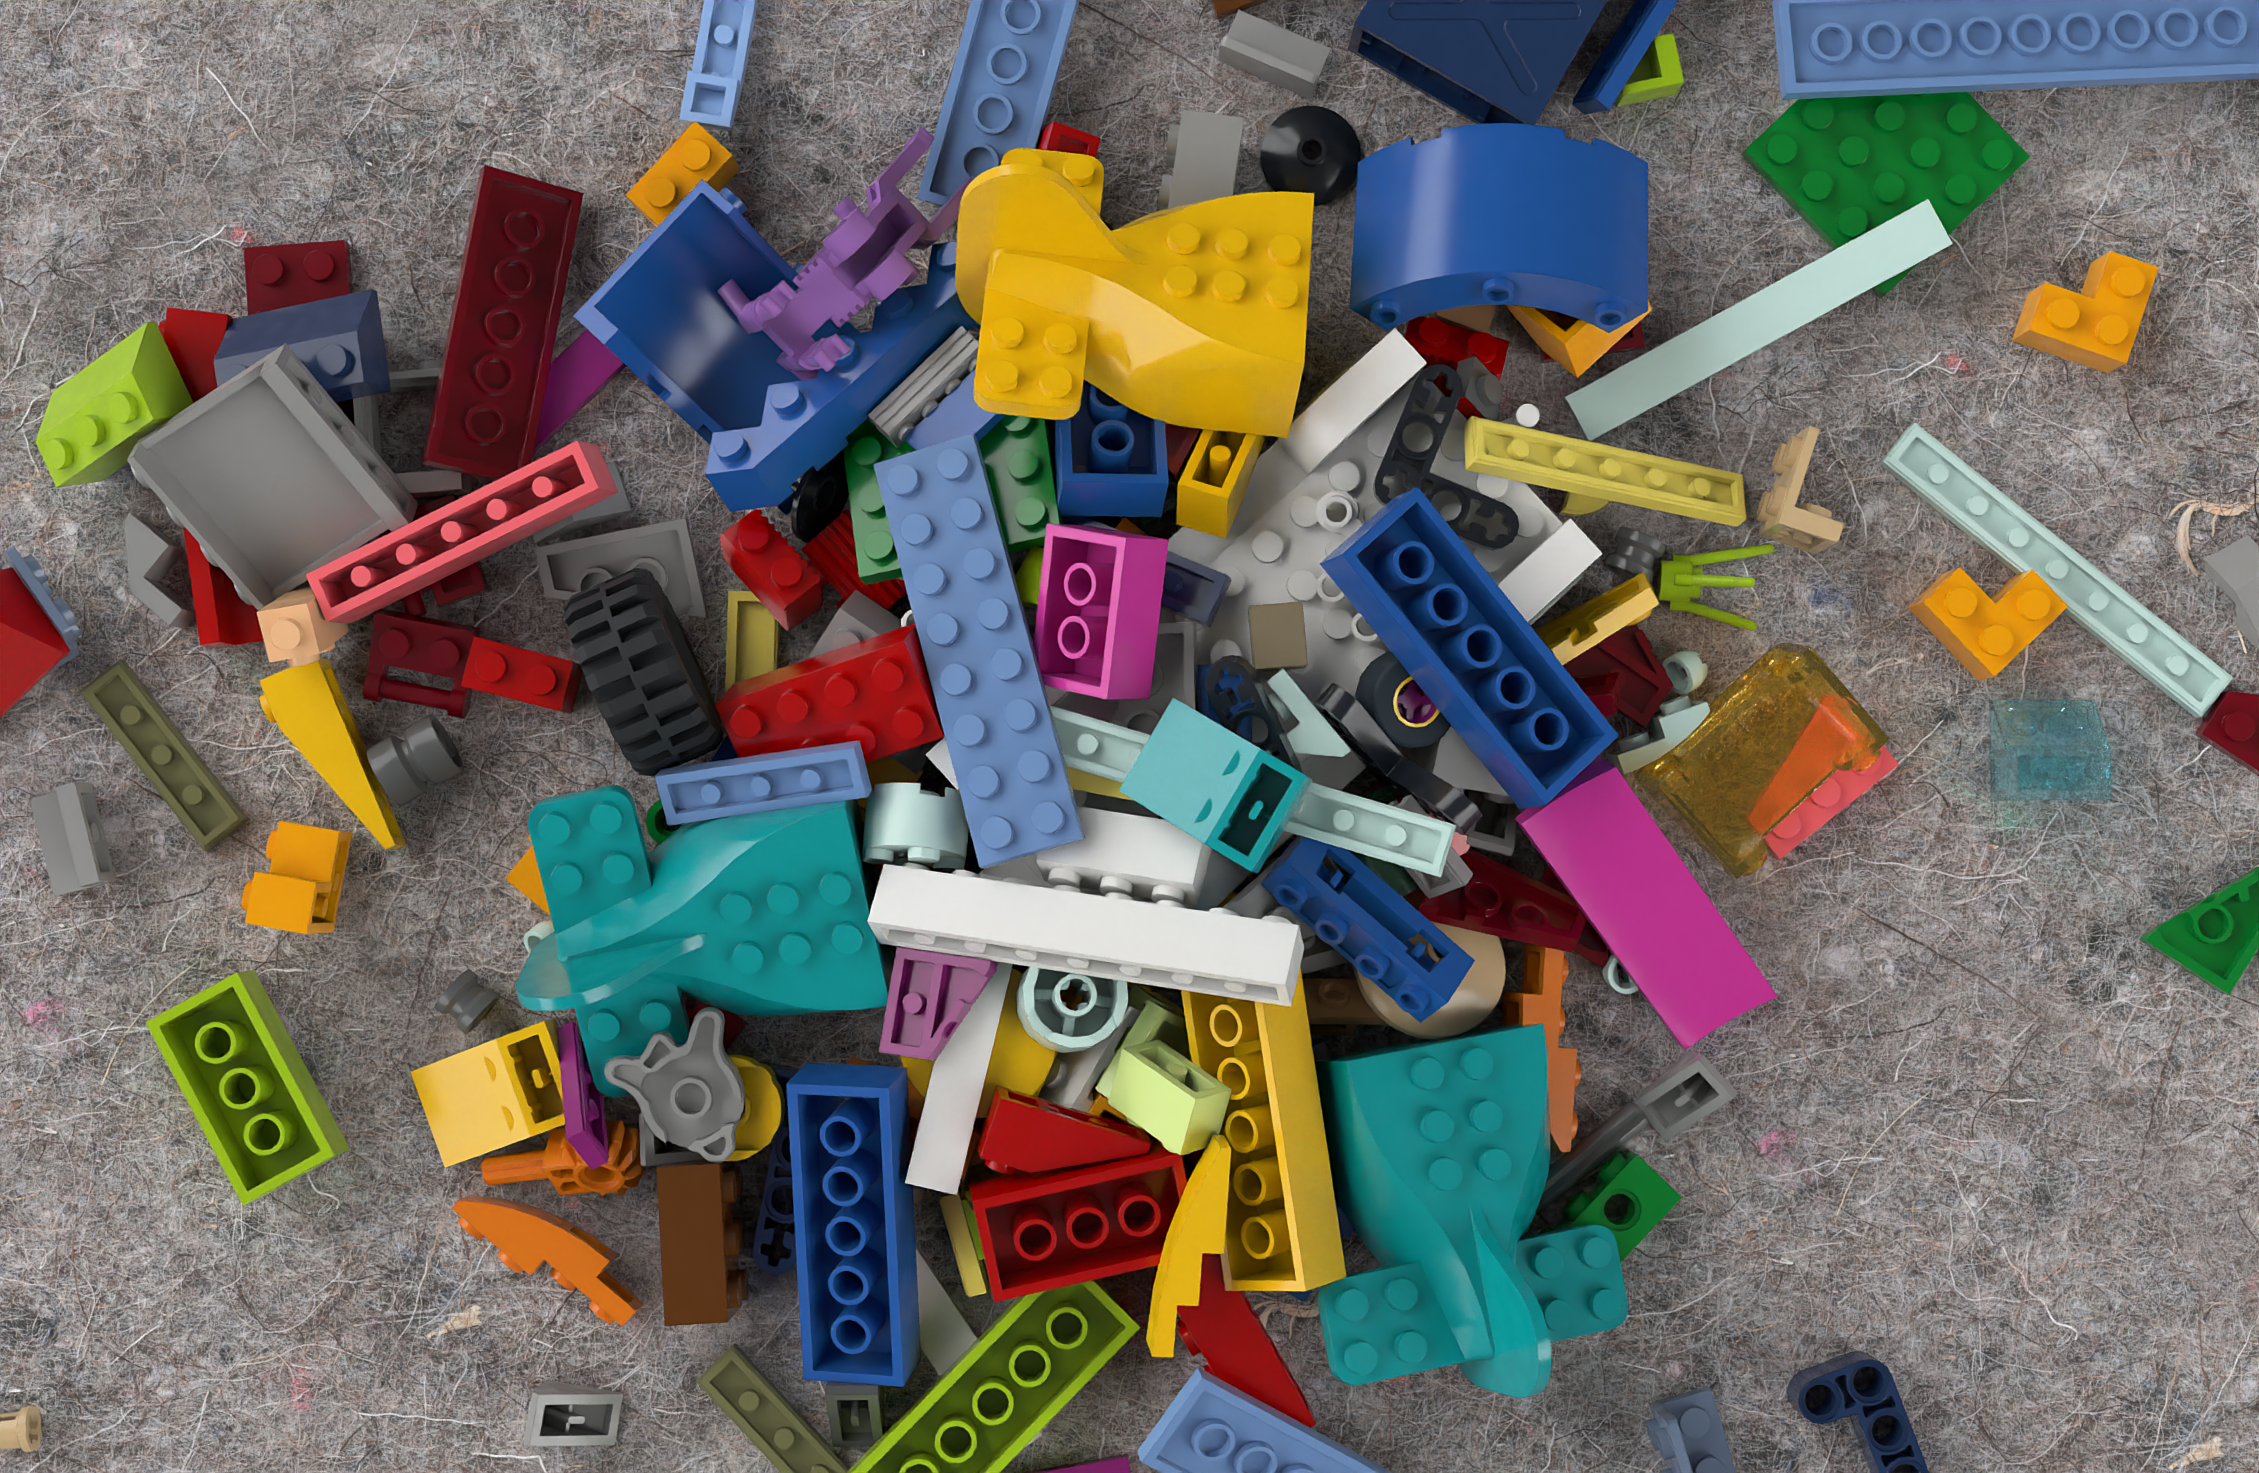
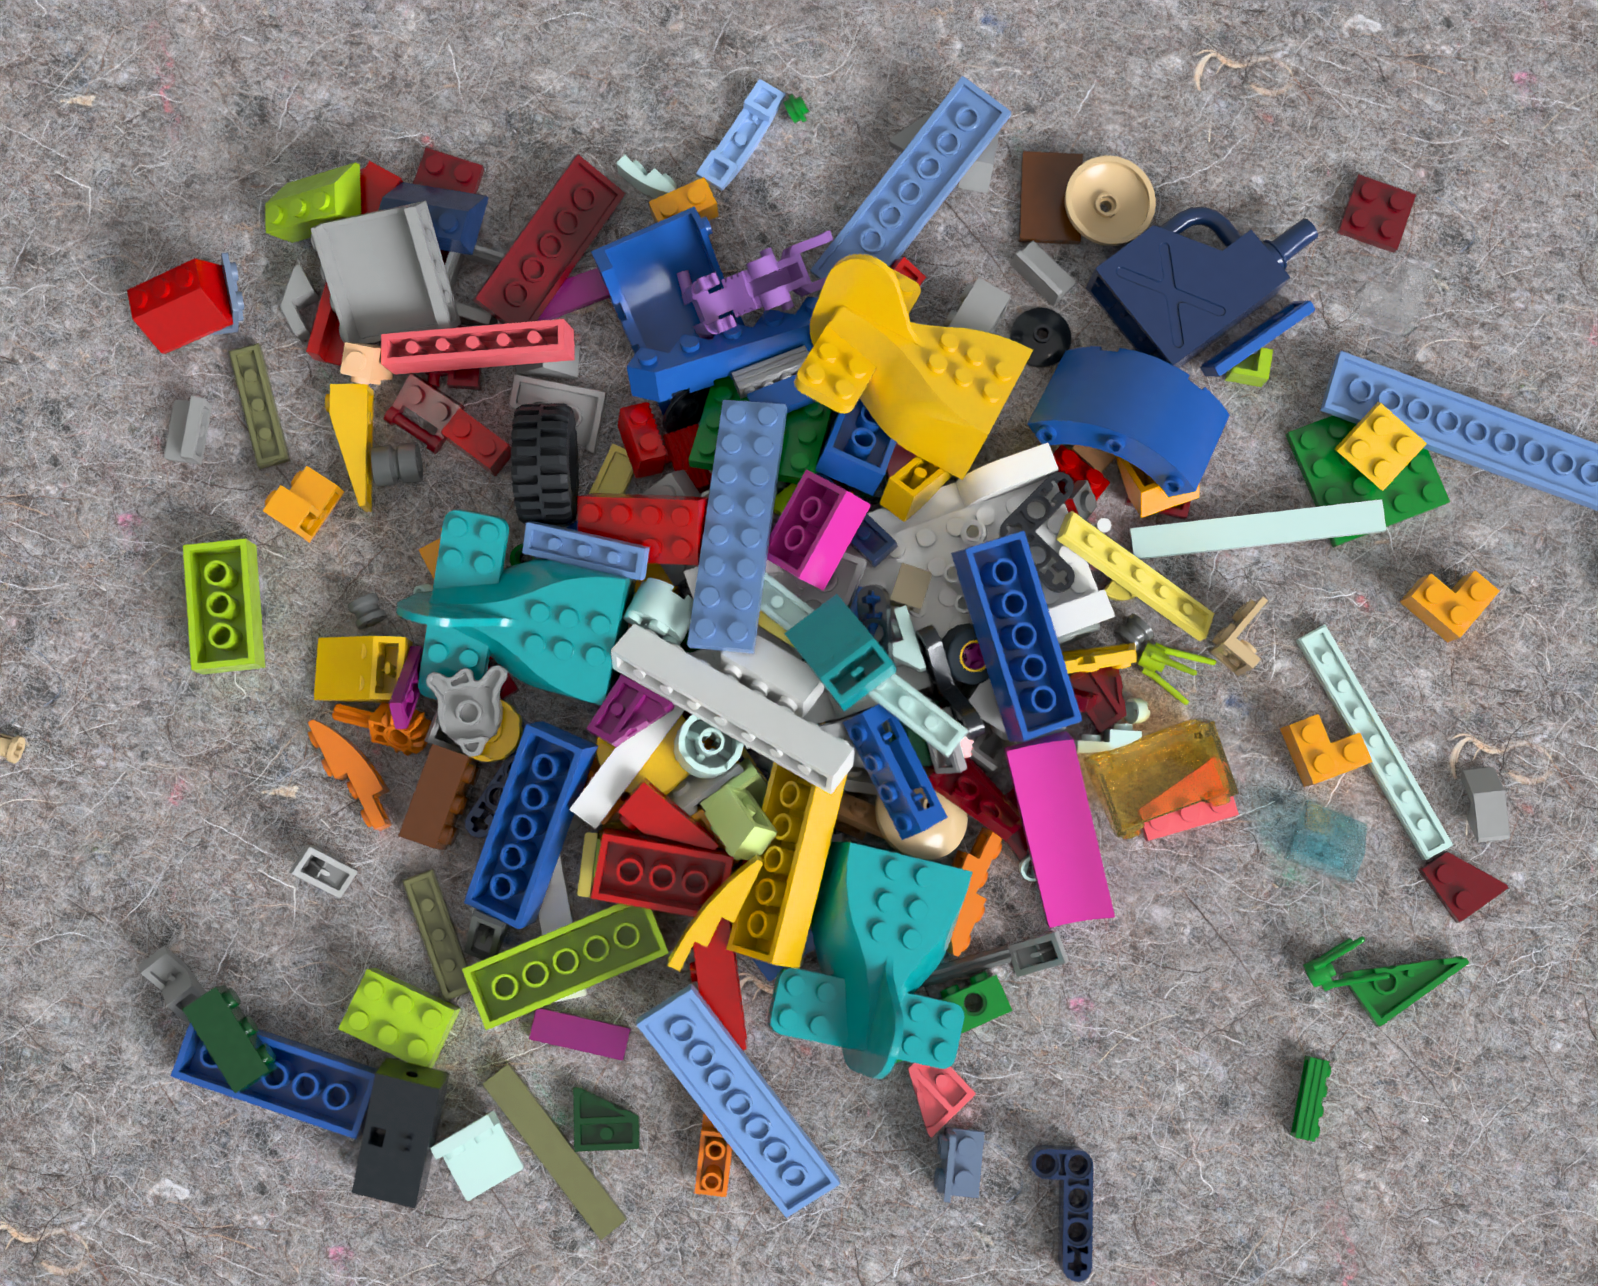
camera: 20 degrees right, 5 degrees down
(620, 162) = (650, 184): none -> light aqua slope
(1624, 1365) = (939, 1094): none -> coral wing
(1894, 118) = (1380, 446): none -> yellow plate
(2111, 946) = (1321, 970): none -> green plant
(2167, 1140) = (1310, 1098): none -> green piece

